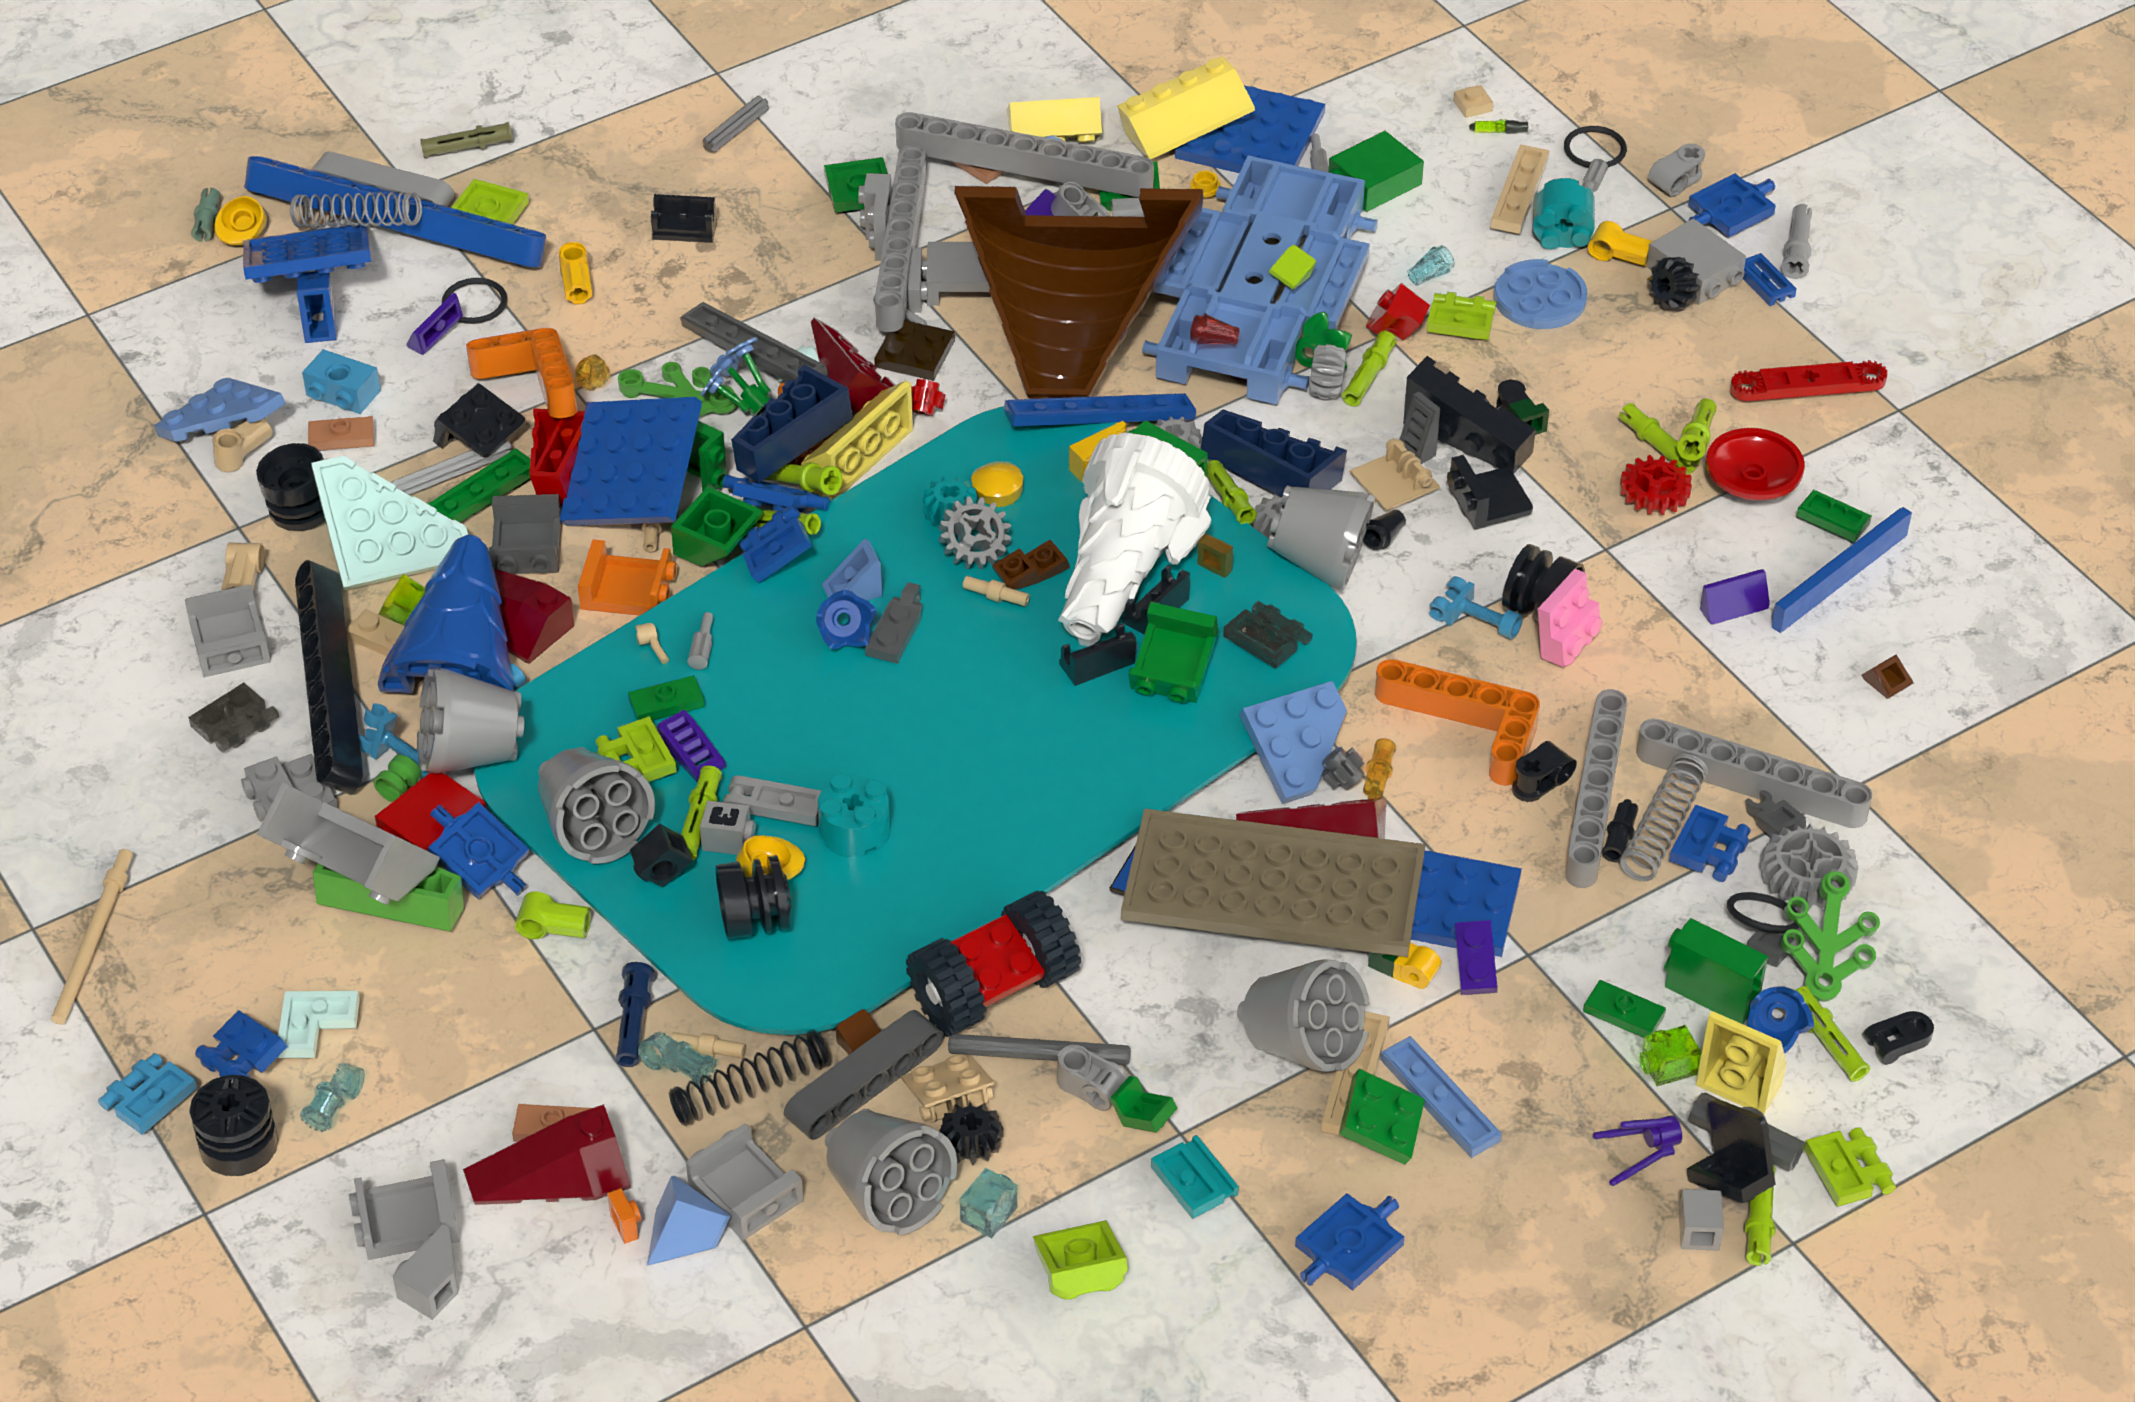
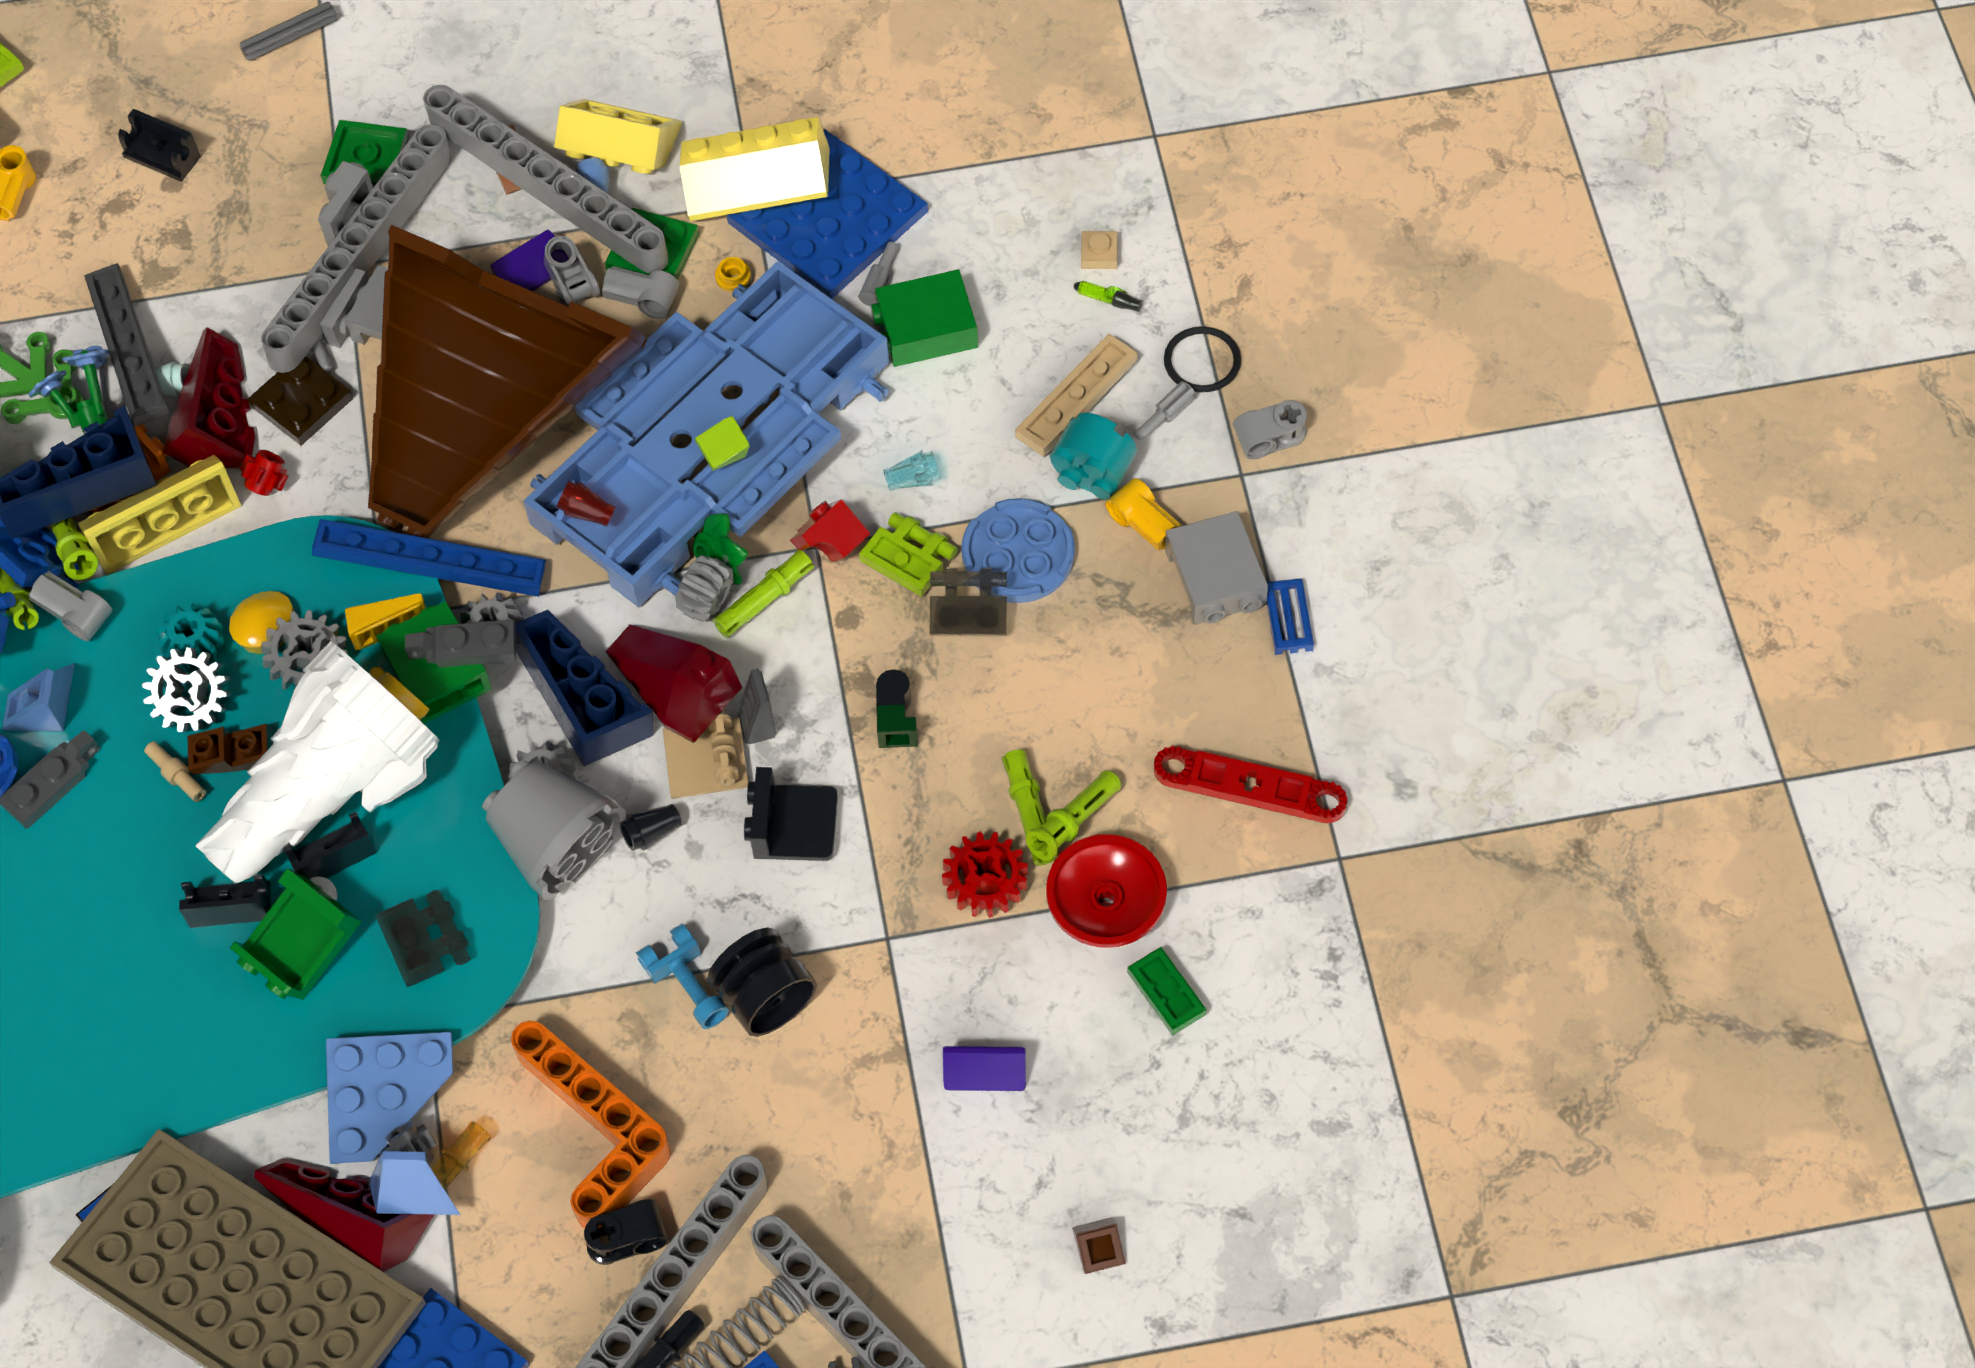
camera: 25 degrees right, 15 degrees up
(848, 512) = (79, 611): none -> light grey piece
(1050, 486) = (297, 634): none -> light grey gear
(1193, 433) = (464, 643): none -> dark grey hinge
(1215, 555) = (427, 809): pearl gold plate -> none
(1232, 495) = (504, 729): lime pin -> none
(1358, 422) = (675, 678): none -> dark red wedge
(1364, 777) = (408, 1186): none -> medium blue slope
(1470, 420) = (818, 710): black wedge -> none
(1532, 338) = (968, 614): none -> clear smoke plate
(1568, 620) = (760, 1041): bright pink plate -> none
(1673, 283) = (1164, 595): black gear -> none
(1733, 204) = (1307, 498): blue plate -> none
(1797, 249) = (1346, 588): light grey pin -> none
(1841, 569) = (1127, 1073): tile -> none

